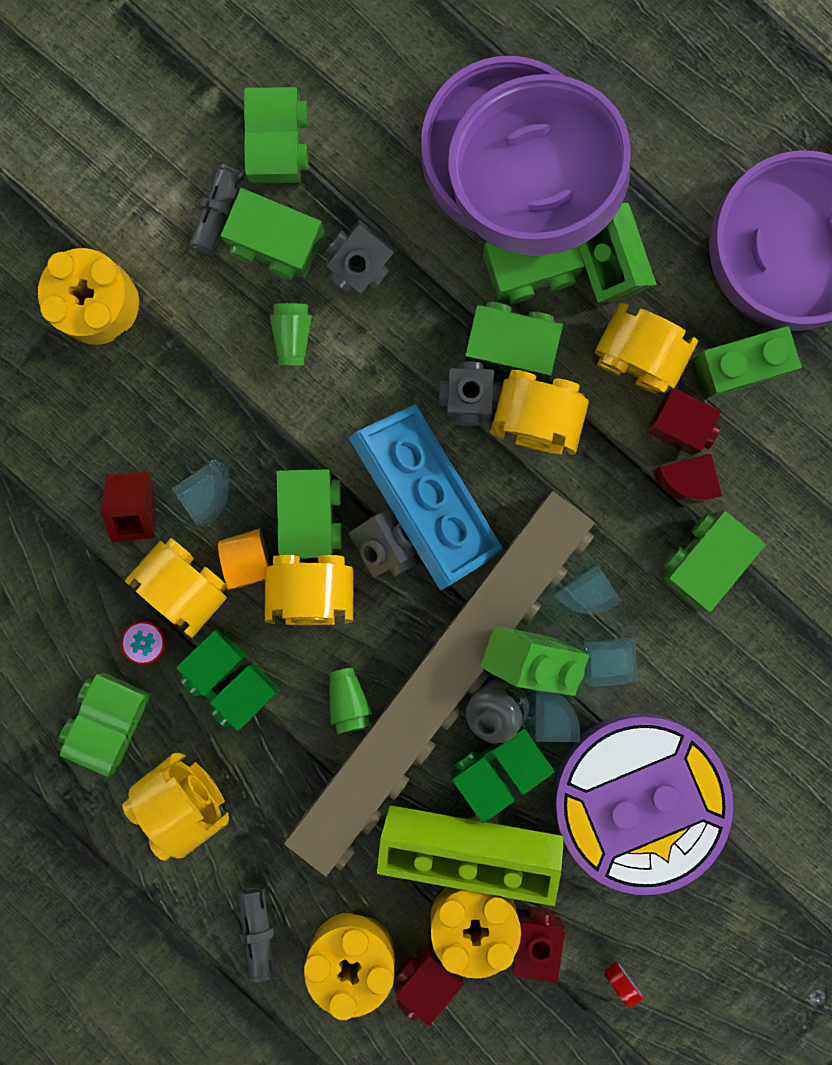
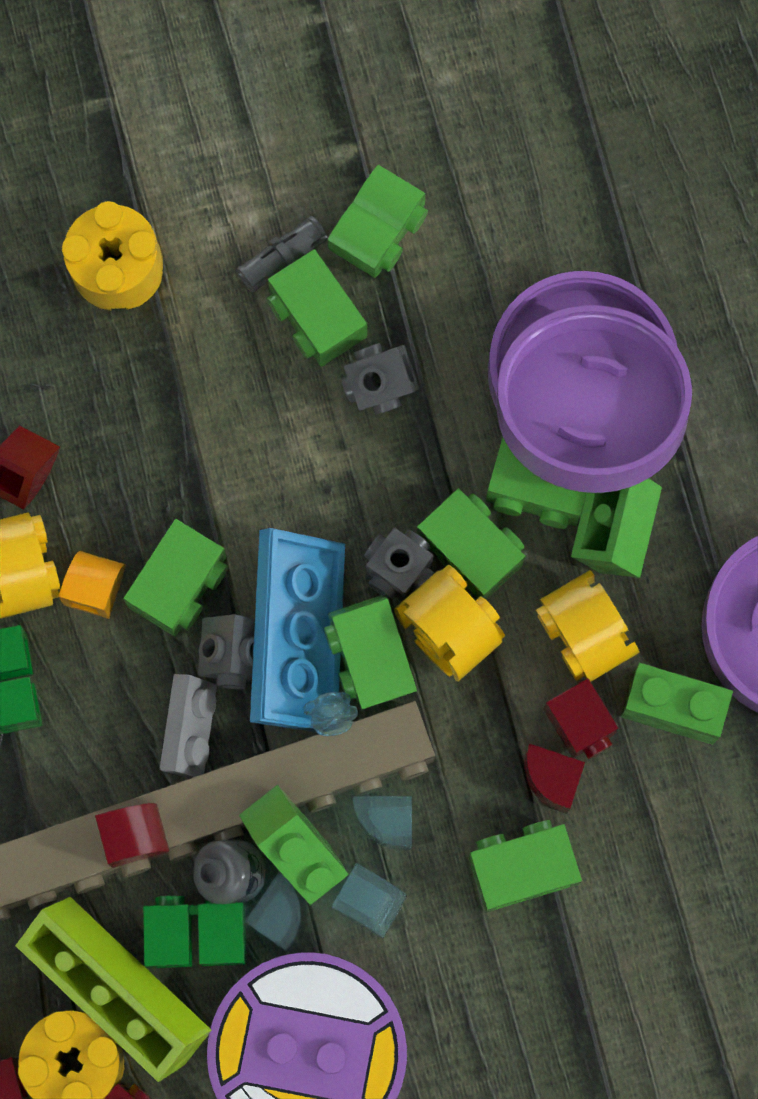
camera: 30 degrees right, 10 degrees down
(205, 493) = (97, 498): clear light blue brick -> none
(291, 332) = (274, 405): bright green cone -> none
(308, 591) = (130, 646): yellow brick -> none
(347, 702) = (96, 776): bright green cone -> none
(392, 621) = (188, 726): none -> light grey plate
(409, 736) = (132, 834): none -> dark red brick
(493, 475) = (370, 652): none -> bright green brick
(496, 542) = (331, 713): none -> clear light blue plate

